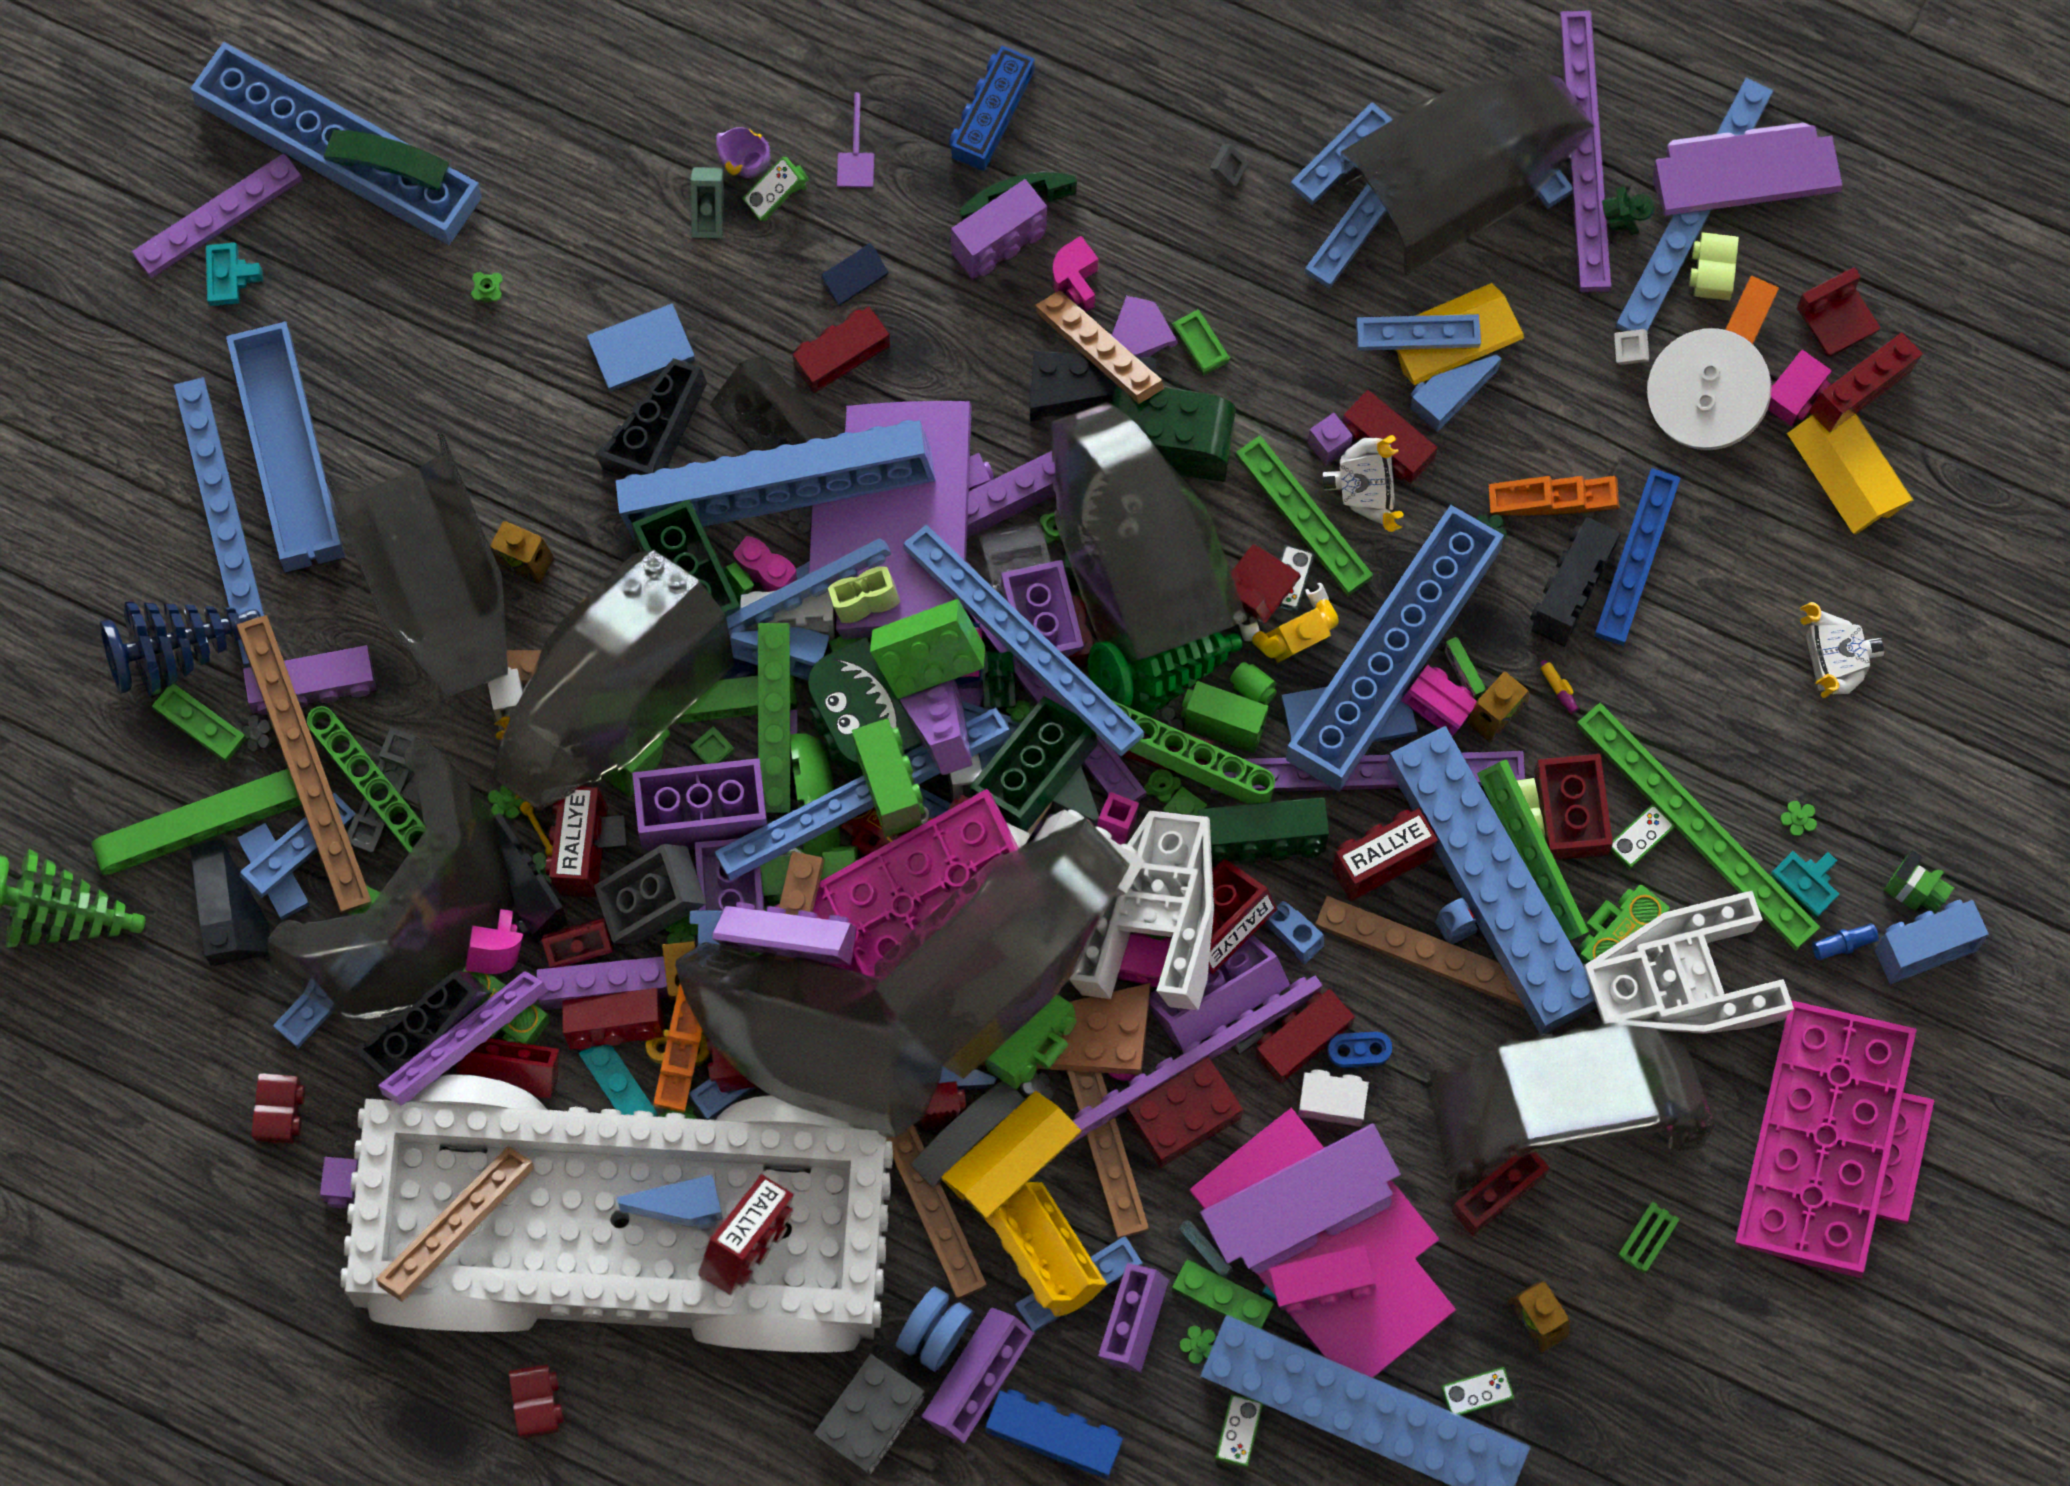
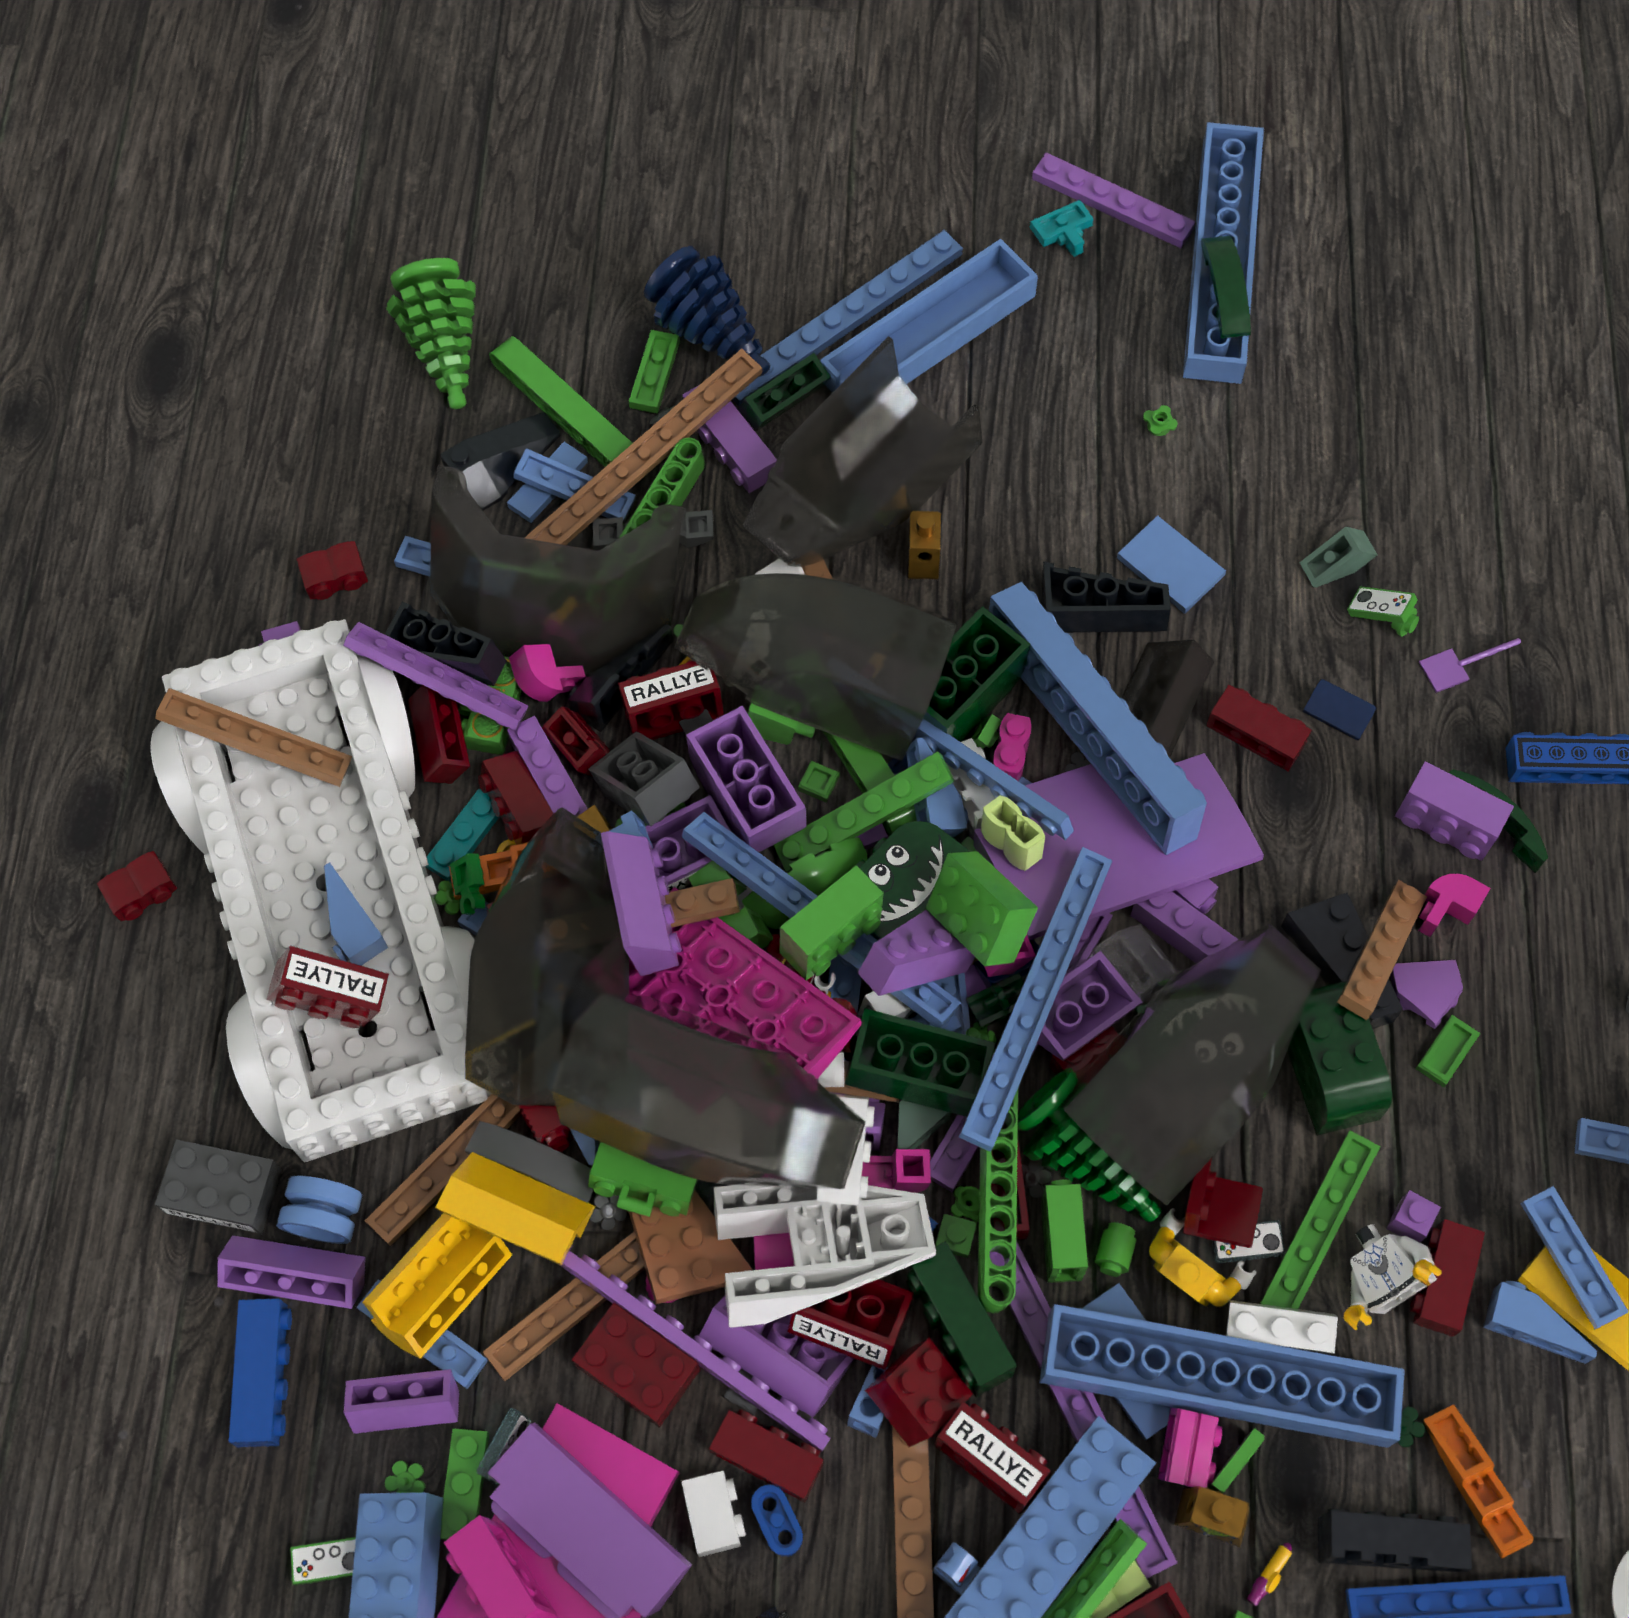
camera: 70 degrees right, 5 degrees down
(291, 609) = (784, 392): none -> dark green brick
(677, 1087) = (467, 879): none -> green plate
(743, 152) = (1402, 564): medium lavender hair -> none
(1308, 888) = (919, 1392): none -> dark red brick
(1376, 581) = (1282, 1326): none -> white brick

